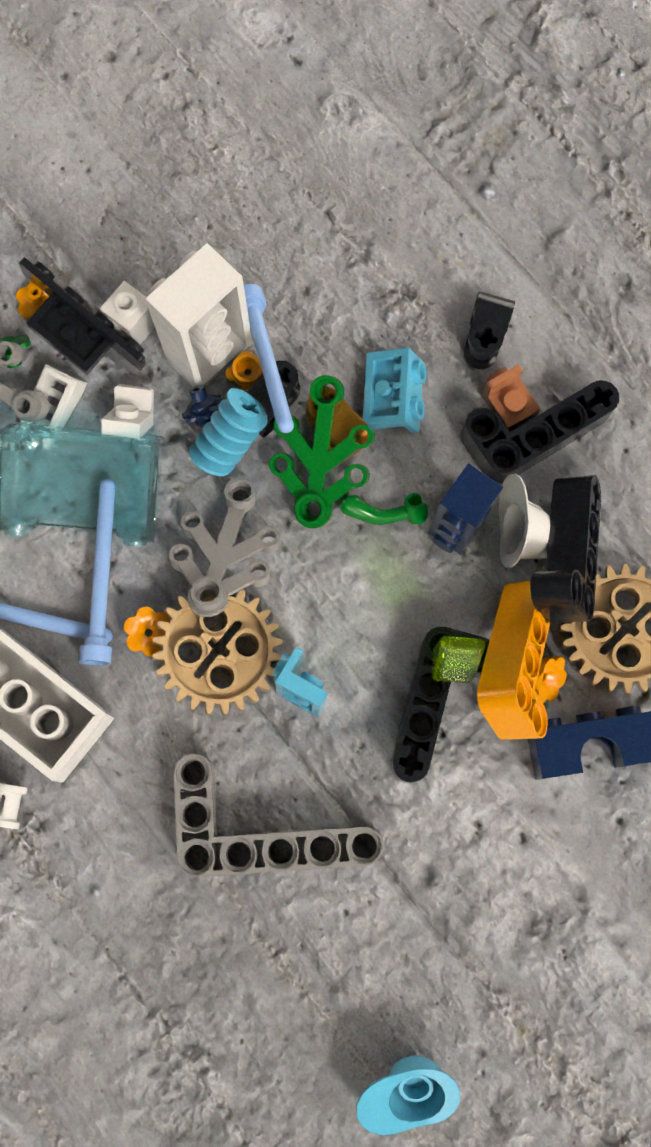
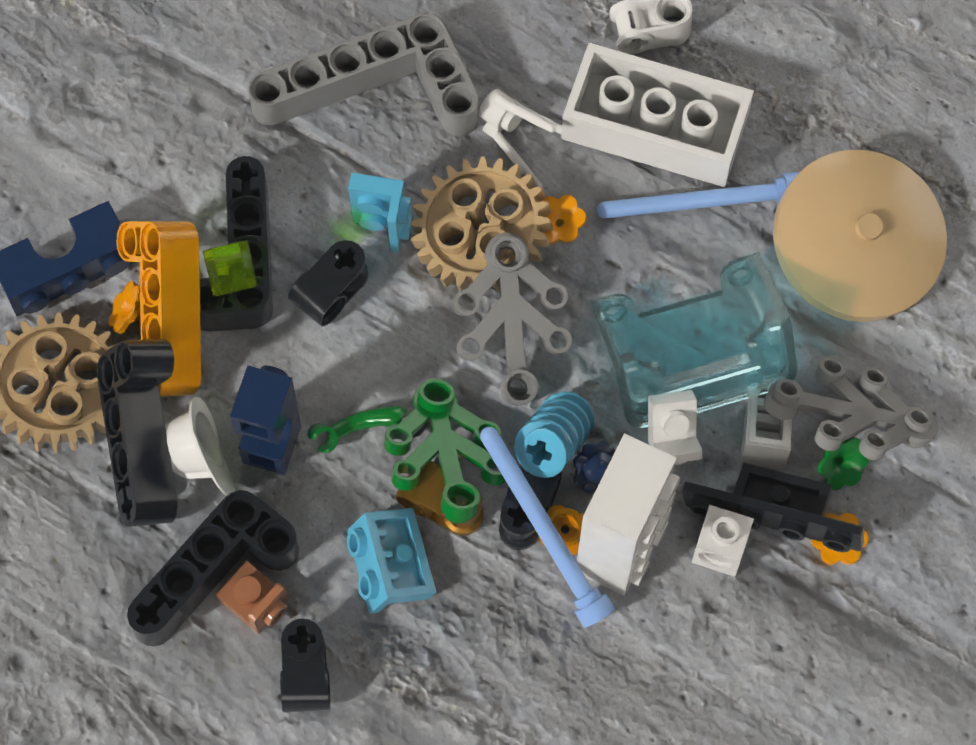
camera: 160 degrees right, 10 degrees down
(95, 647) = (605, 185): light blue piece -> none
(155, 756) = (505, 114): none -> white plant
(371, 637) = (326, 287): none -> black piece

